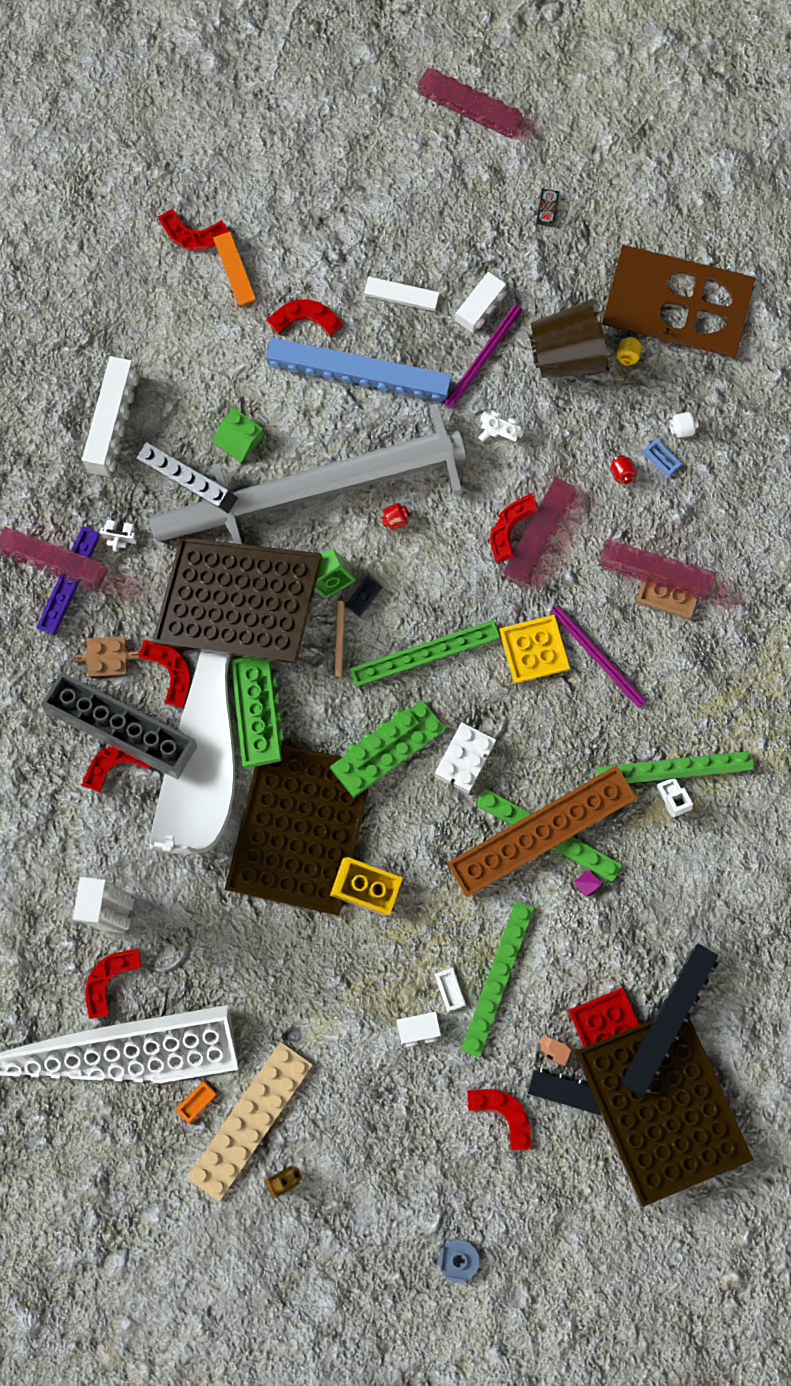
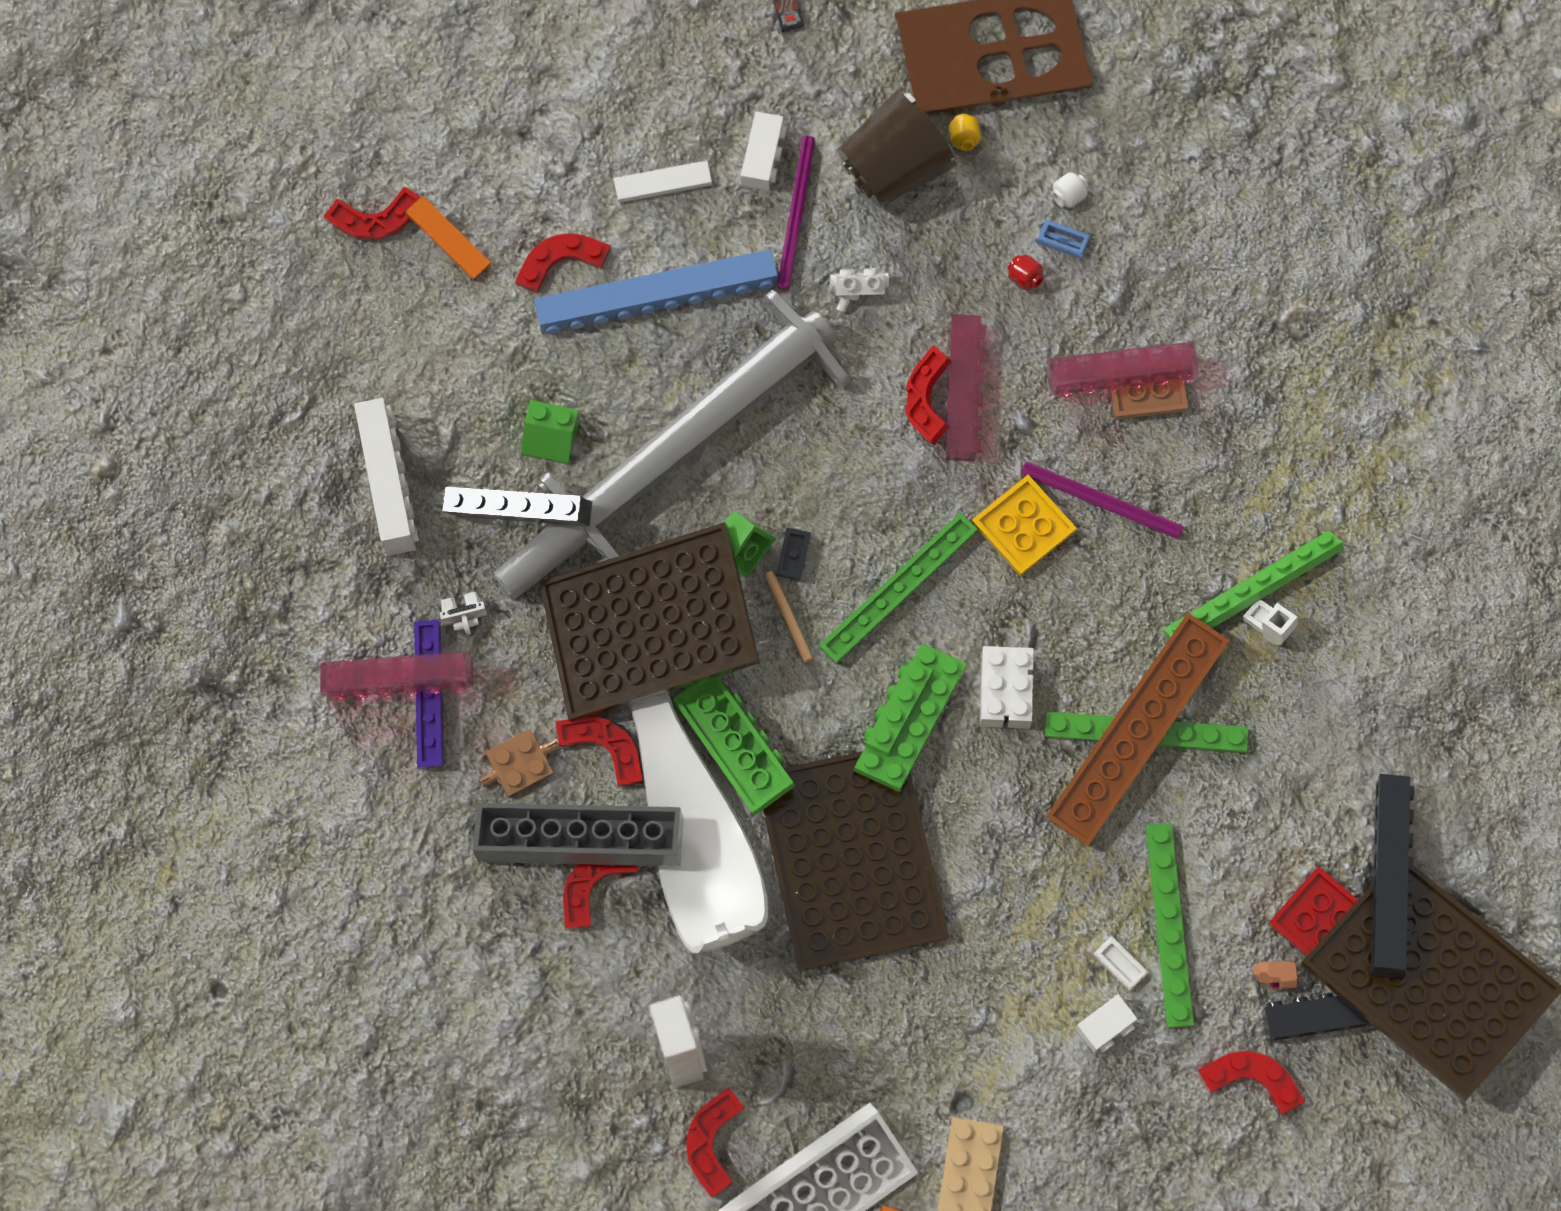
camera: 25 degrees left, 5 degrees down
(366, 886) = (965, 887): yellow brick -> none
(395, 516) = (785, 443): red head -> none
(587, 883) = (1218, 767): magenta slope -> none

